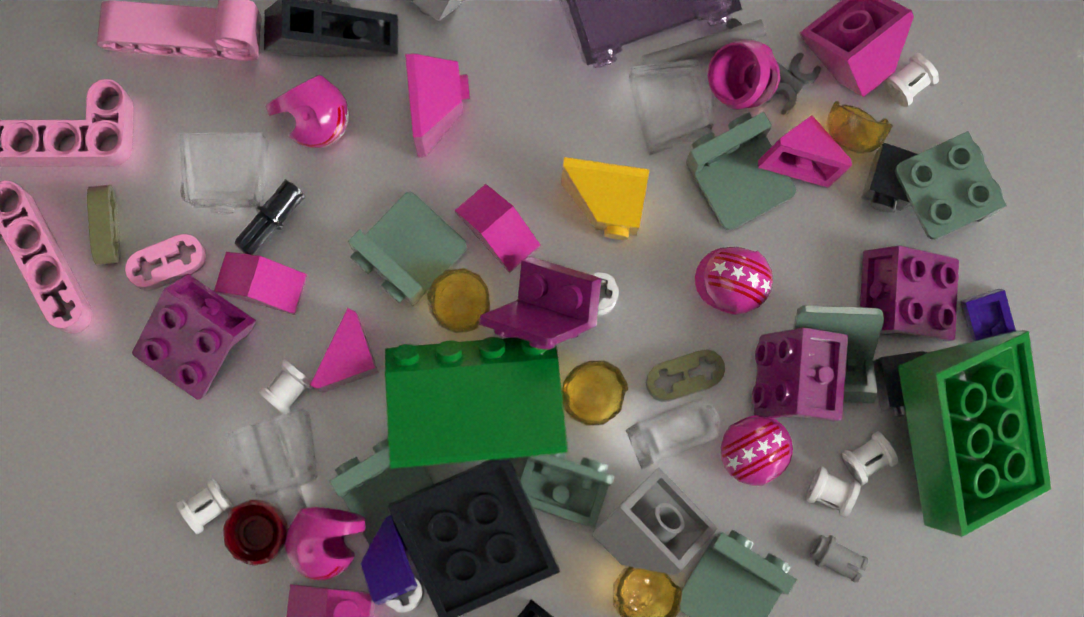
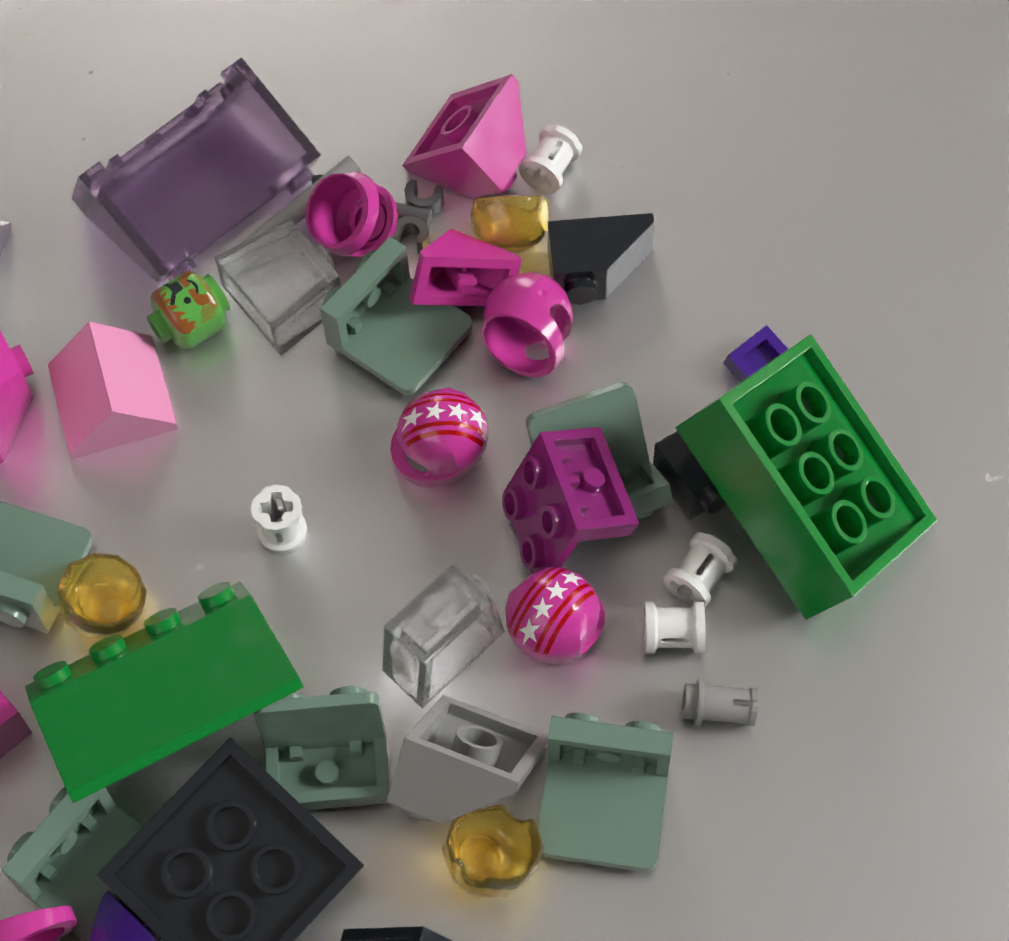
camera: 15 degrees left, 20 degrees down
(498, 227) = (126, 499): dark pink slope -> none
(518, 135) = (109, 389): none -> bright pink slope
(550, 305) = (219, 542): magenta bracket -> none
(594, 392) = (319, 630): clear yellow hair -> none
(597, 95) = (188, 310): none -> bright green head
(607, 194) = (237, 398): yellow slope -> none
(681, 366) = (423, 563): olive beam -> none
(840, 205) = (518, 309): none -> dark pink helmet
(912, 290) = (661, 359): magenta bracket -> none
(950, 186) = (647, 236): sand green bracket -> none

